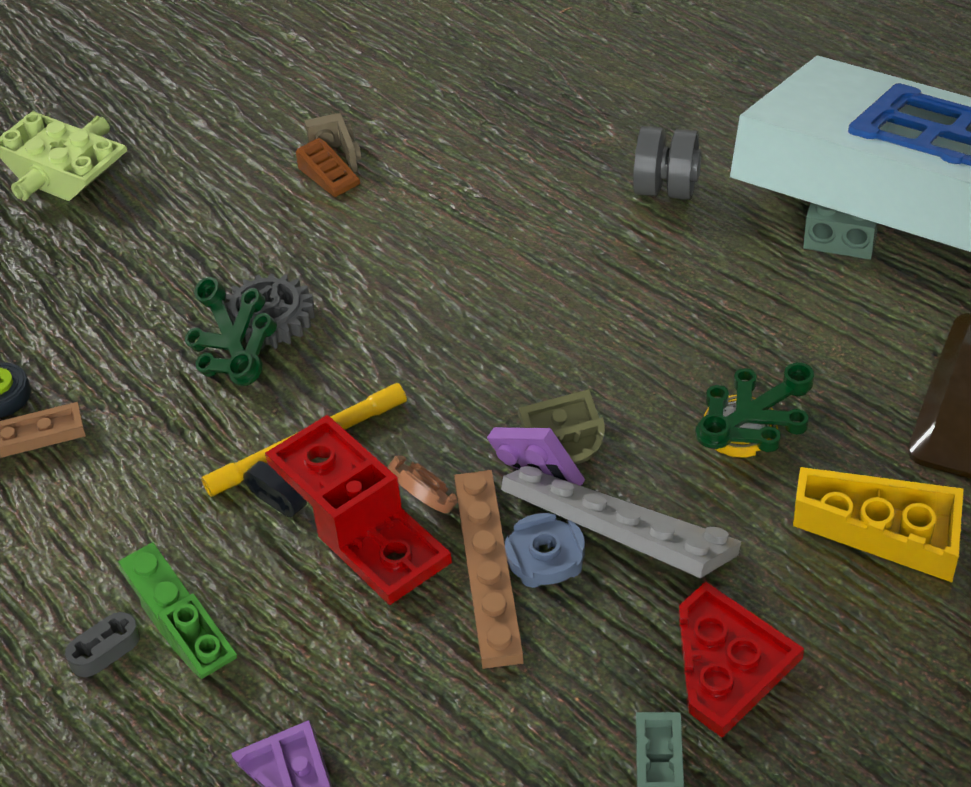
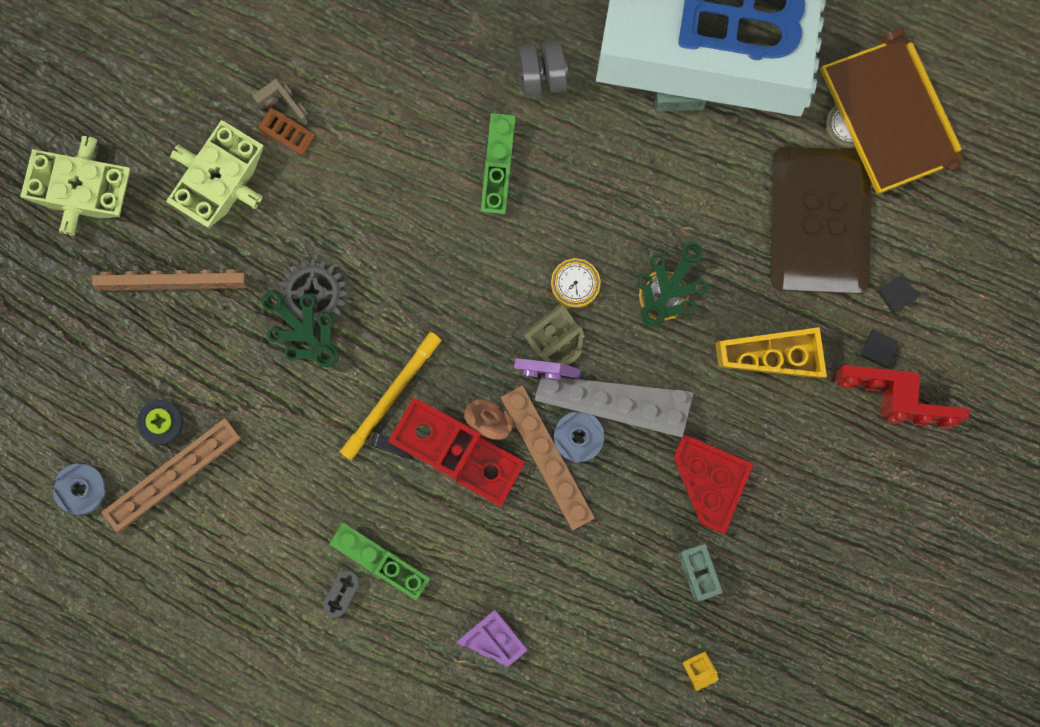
camera: 30 degrees left, 35 degrees up
(105, 262) = (160, 281): none -> medium nougat plate
(223, 181) = (224, 153): none -> yellowish green slope
(573, 243) = (498, 163): none -> bright green slope
(620, 384) = (575, 283): none -> tile

